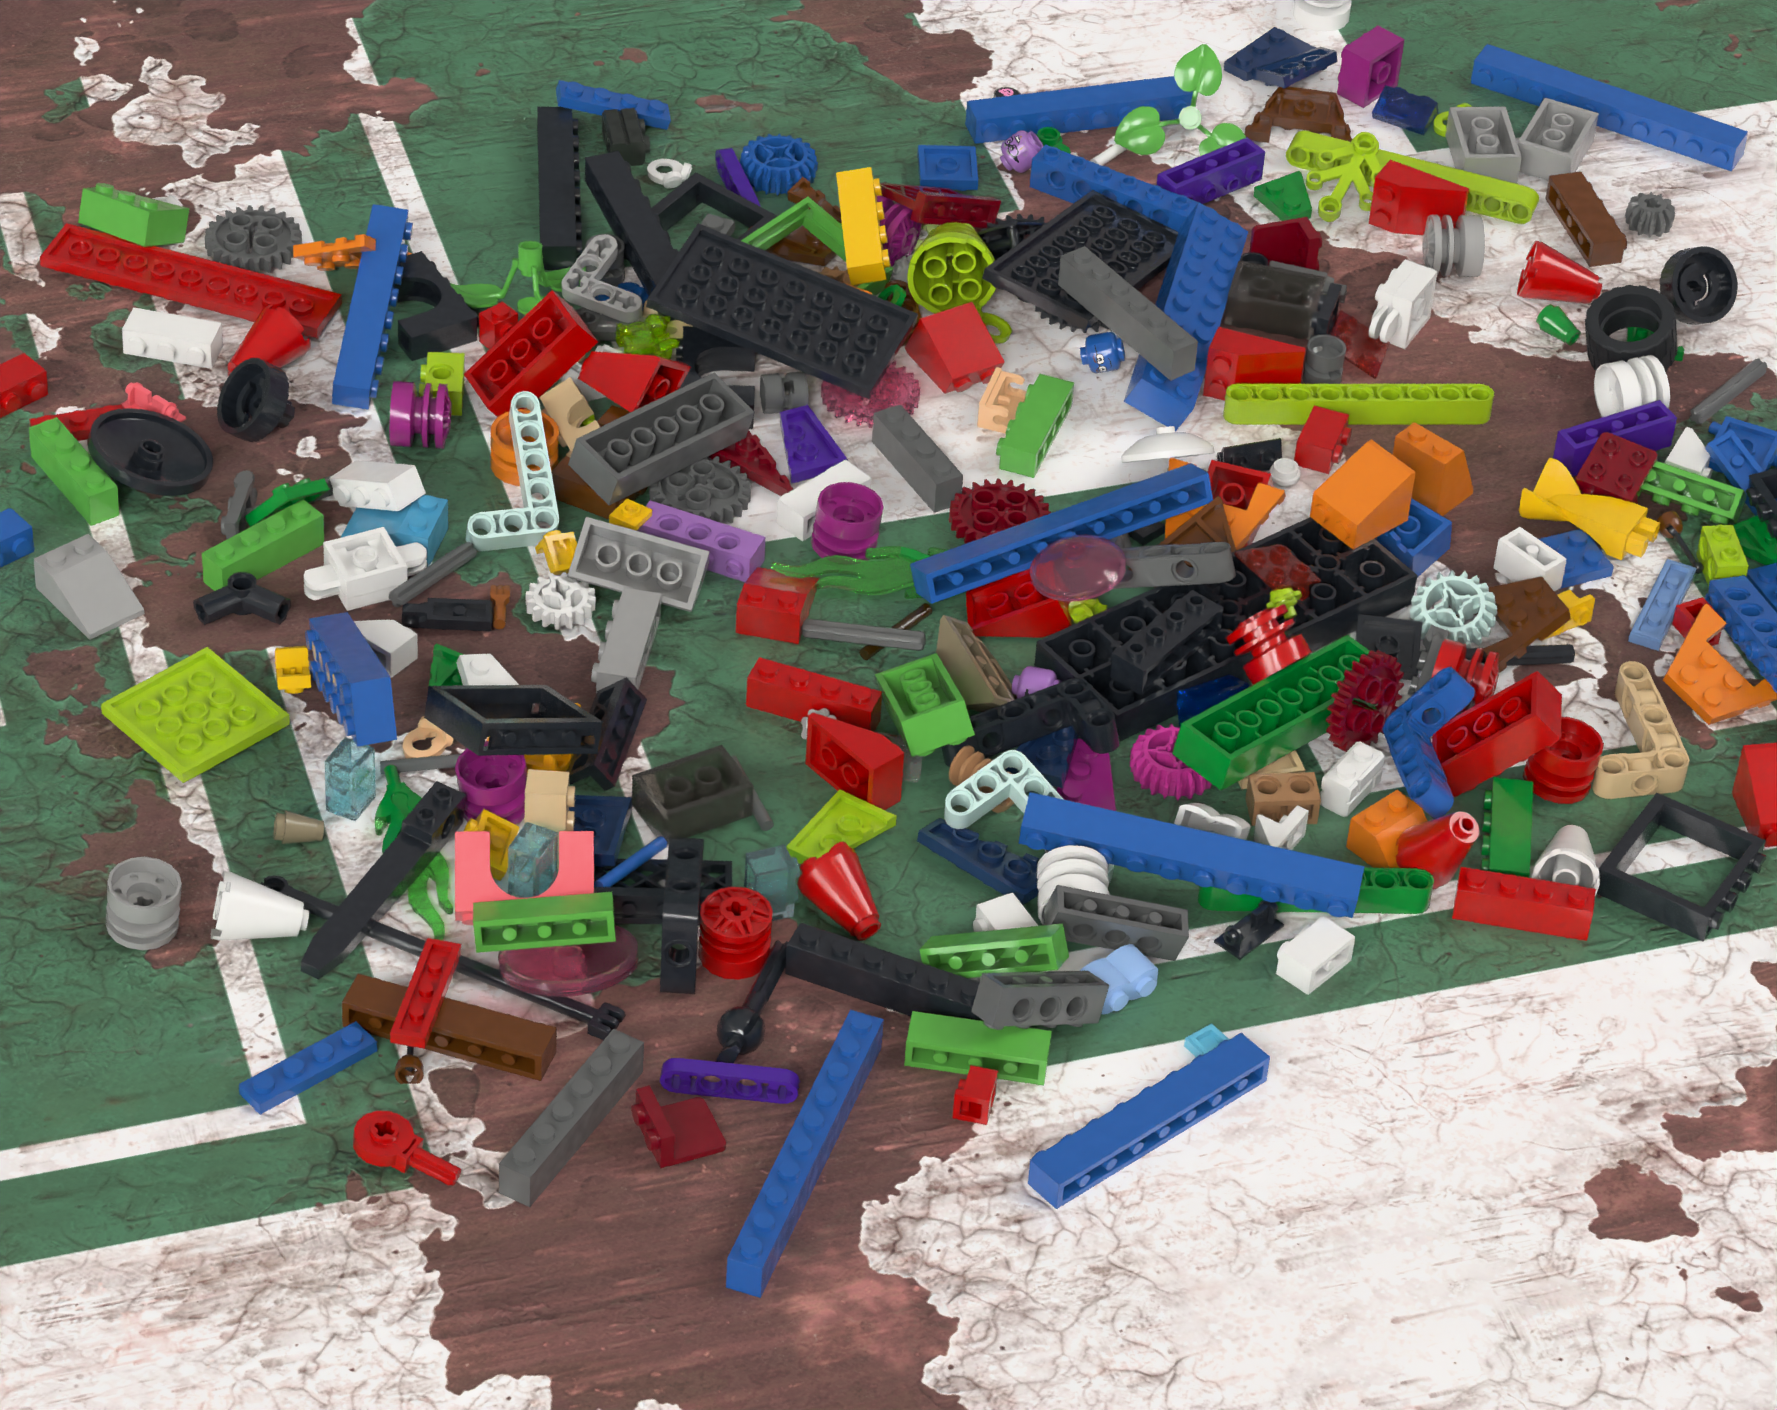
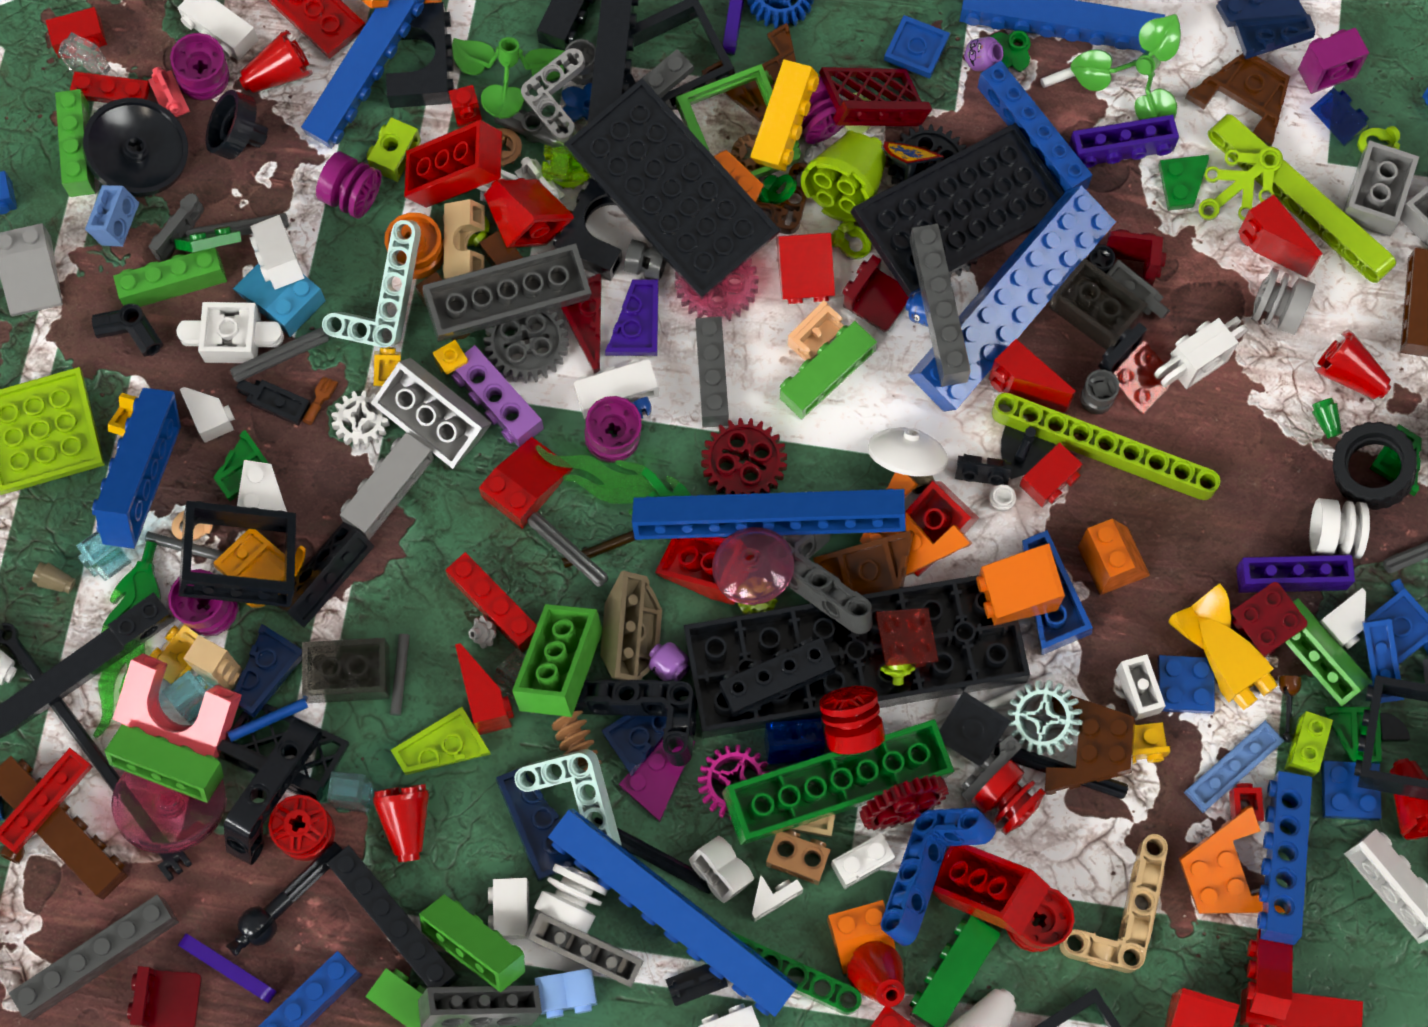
camera: 30 degrees right, 30 degrees up
(40, 391) = (81, 53): none -> clear bracket
(161, 513) = (112, 215): none -> medium blue brick
(182, 367) = (196, 54): none -> magenta wheel
(1042, 357) = (874, 295): none -> dark red bracket
(1277, 429) = (1023, 449): none -> black shield

